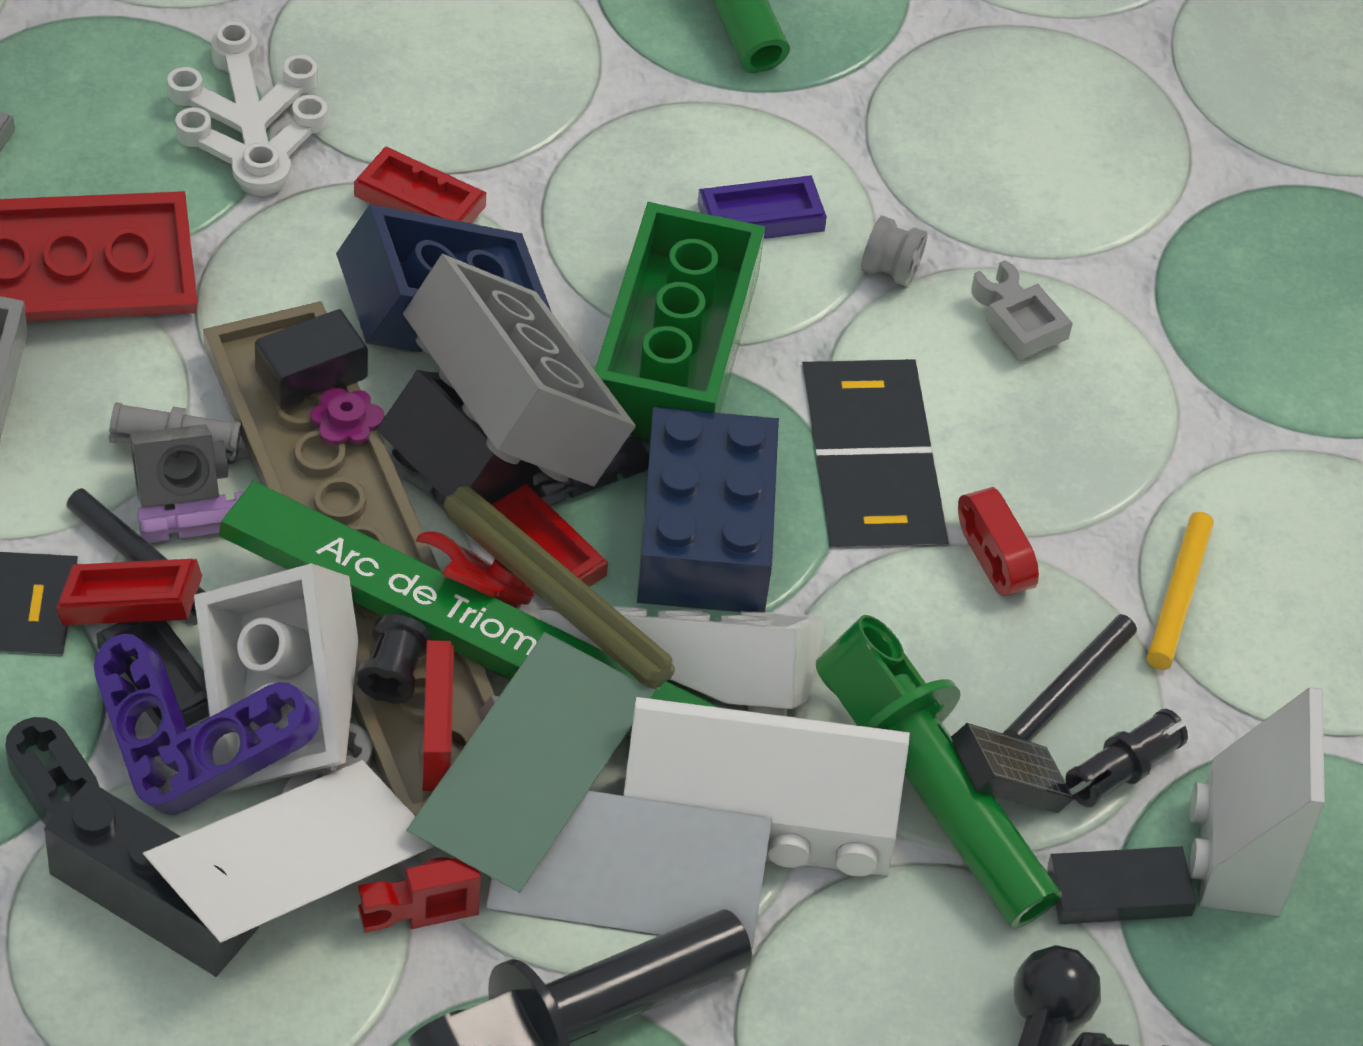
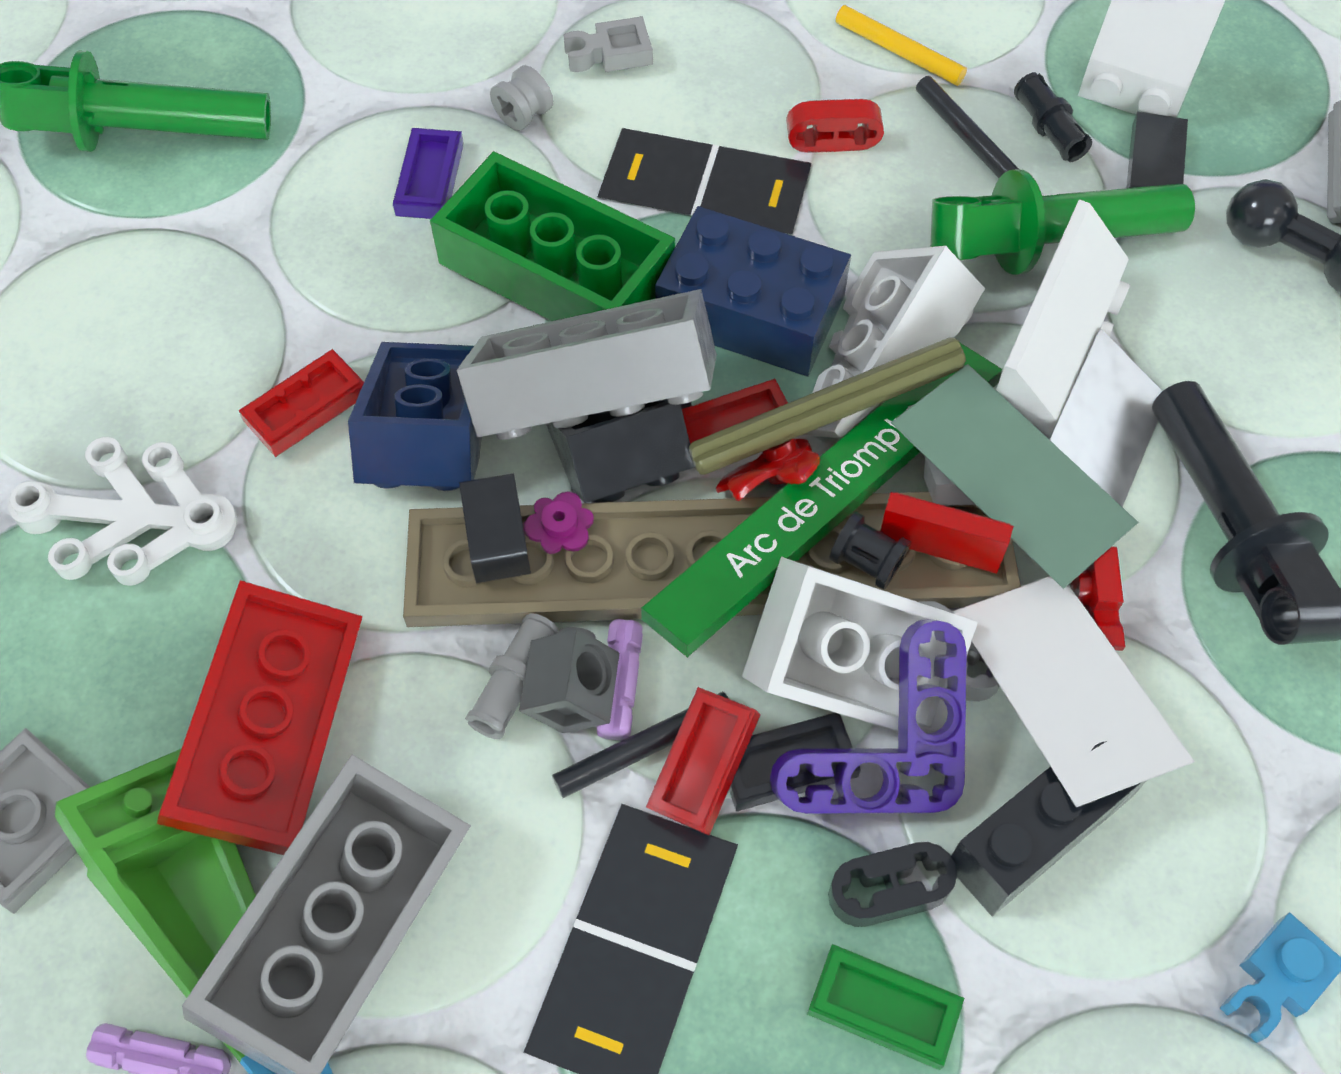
camera: 65 degrees left, 10 degrees up
(1011, 768) = (1068, 176): black tile -> none

